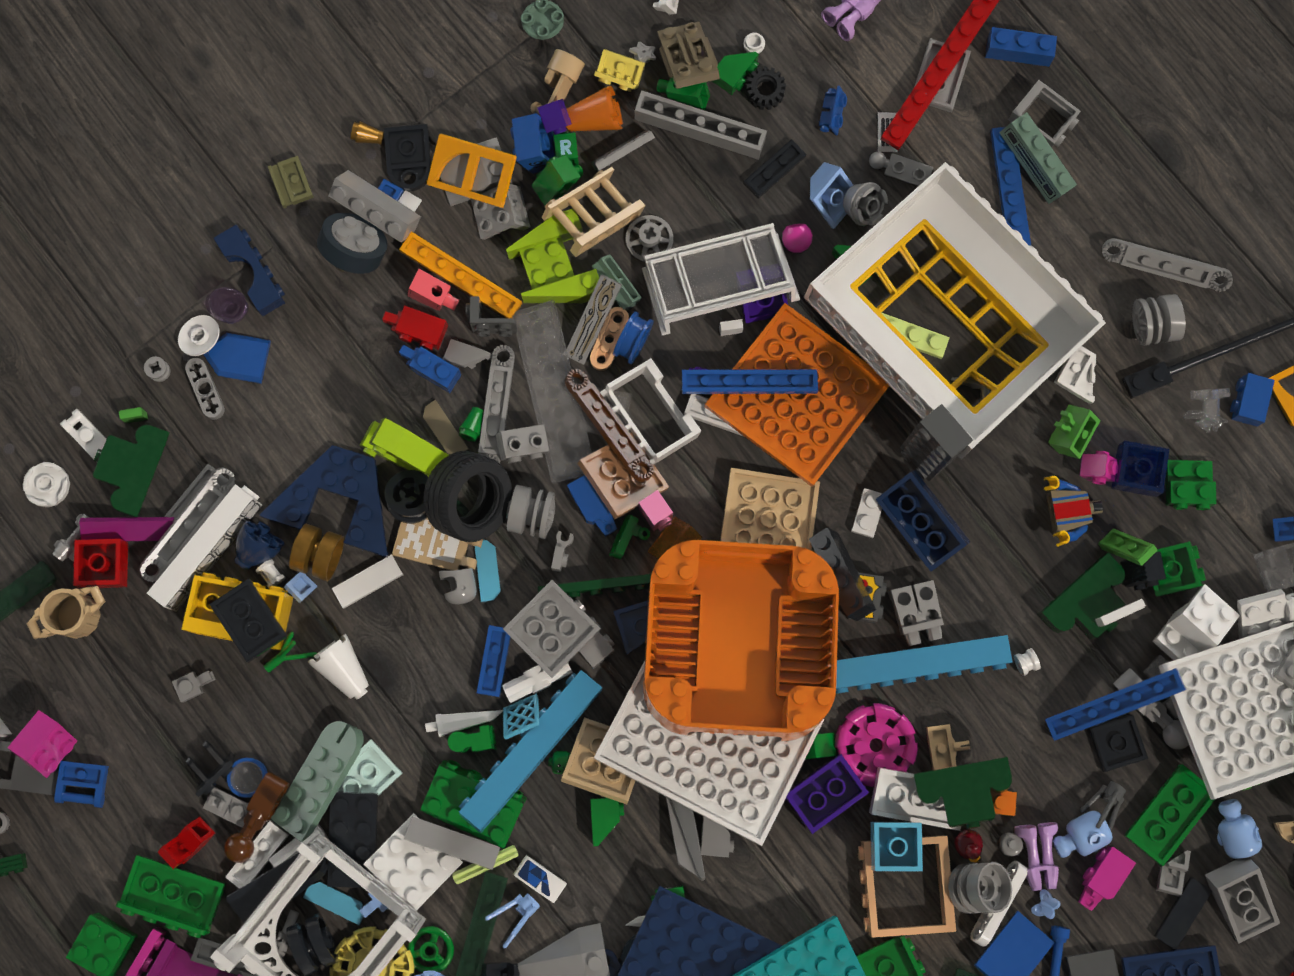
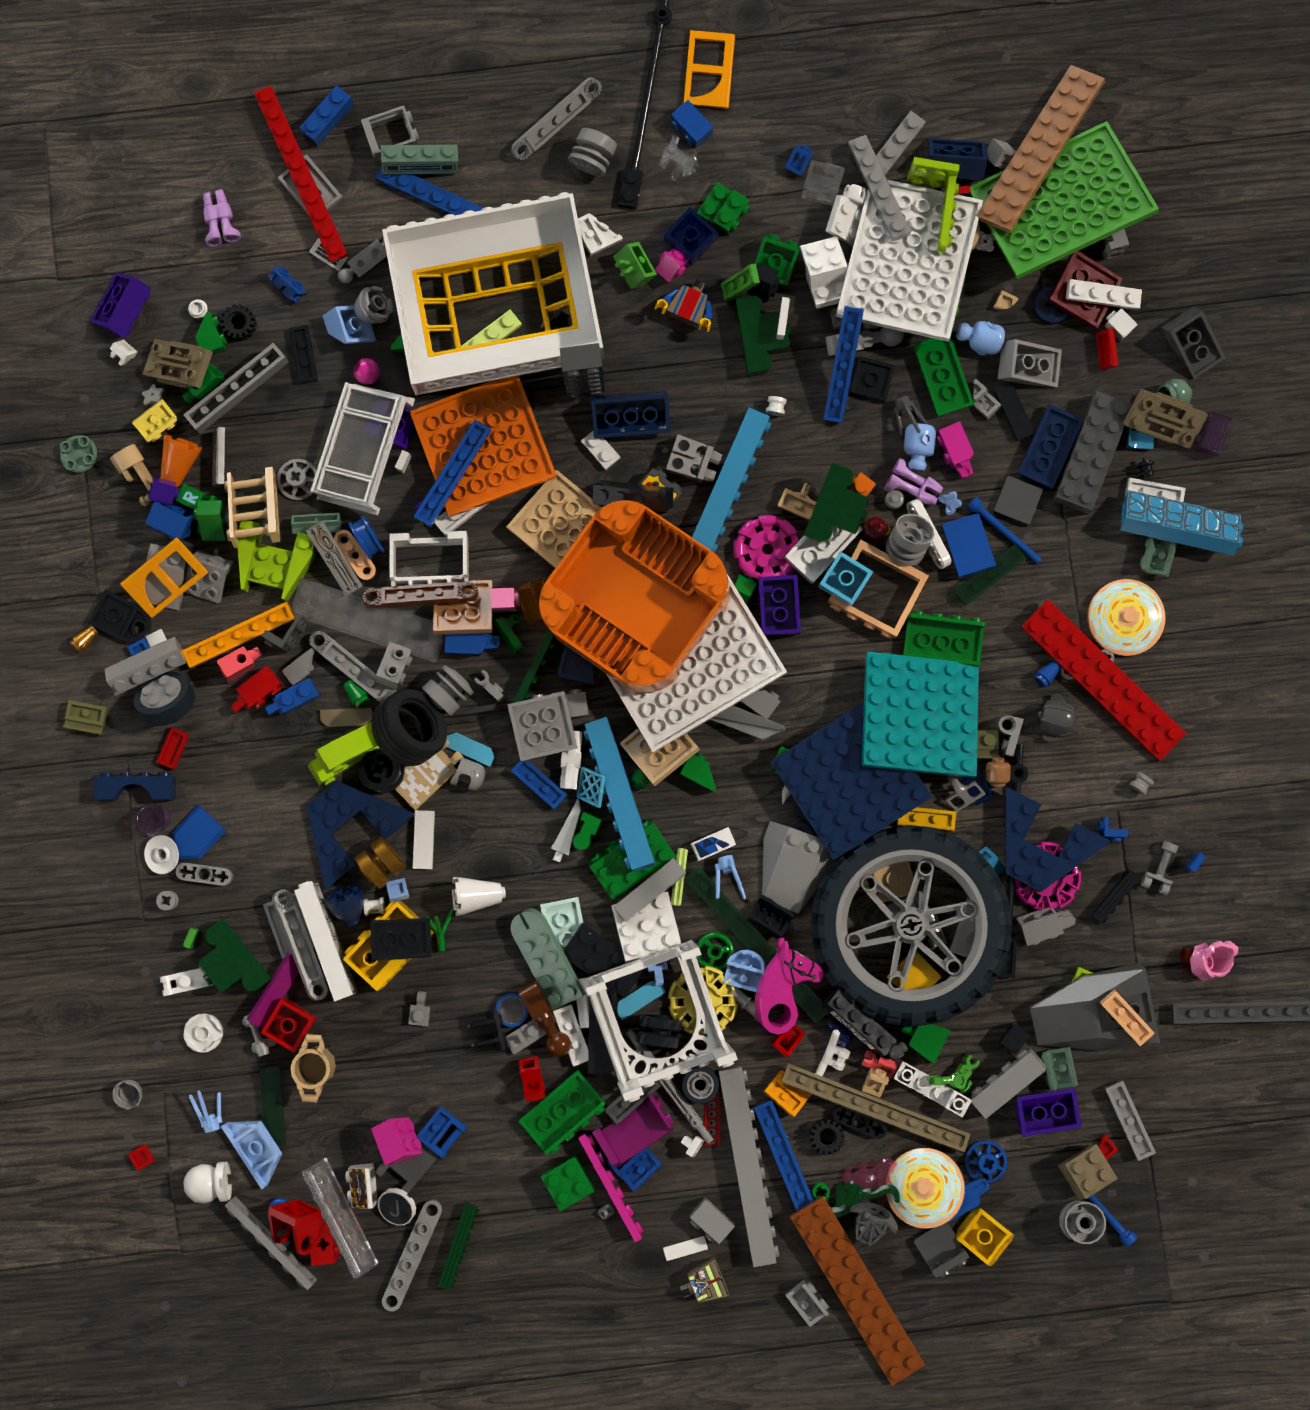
camera: 55 degrees left, 5 degrees up
(311, 282) = (173, 748): none -> red tile

